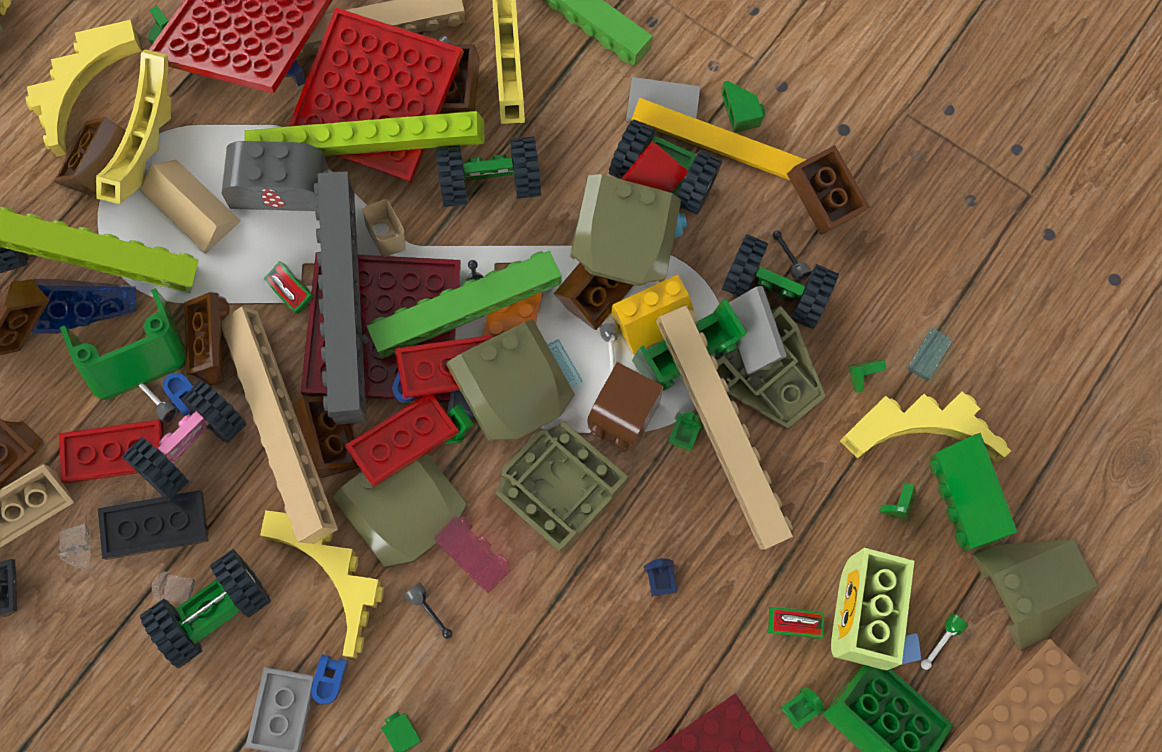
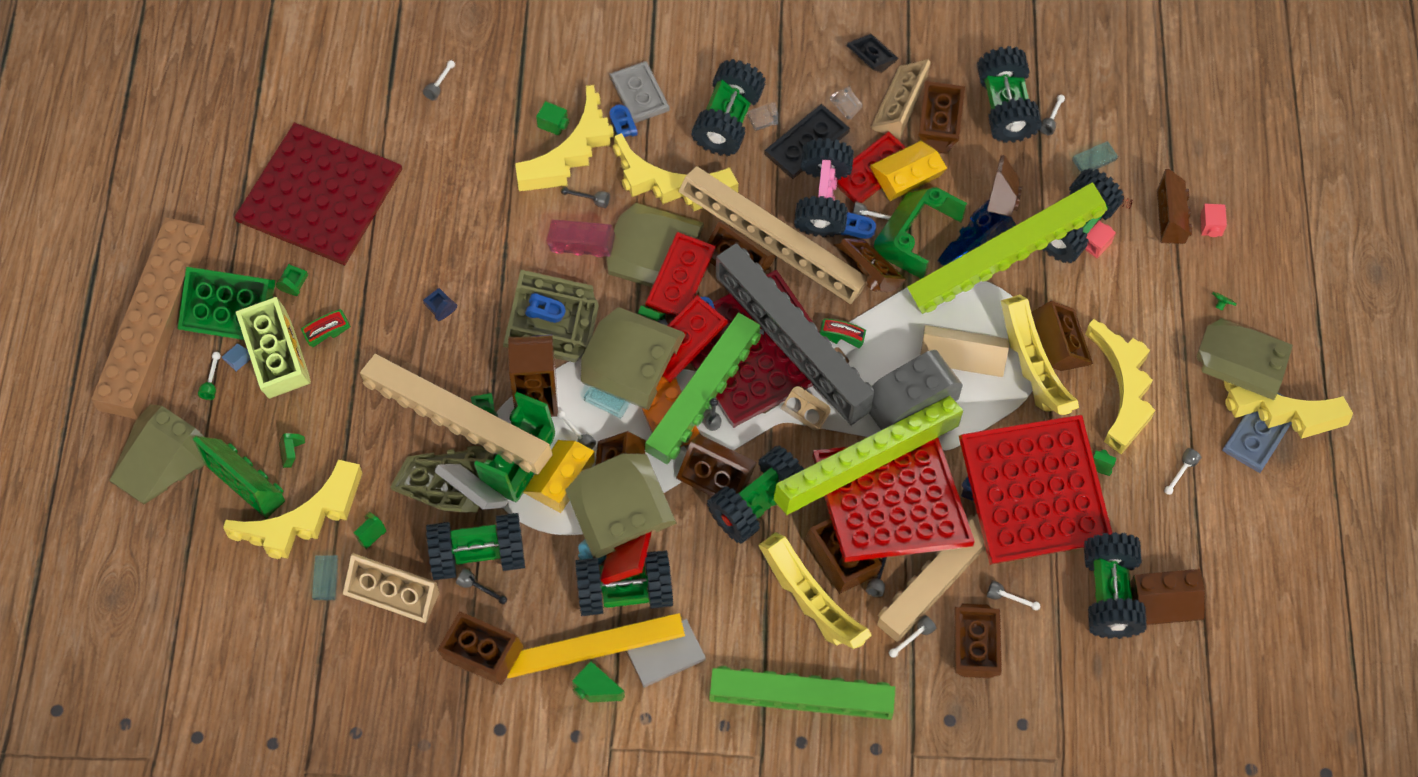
camera: 150 degrees right, 10 degrees down
(80, 416) = (908, 169): none -> yellow slope
(371, 688) = (555, 166): none -> light yellow arch
(505, 227) = (713, 466): none -> reddish brown slope
(555, 486) = (552, 312): none -> blue plate
(875, 303) = (390, 588): none -> tan slope

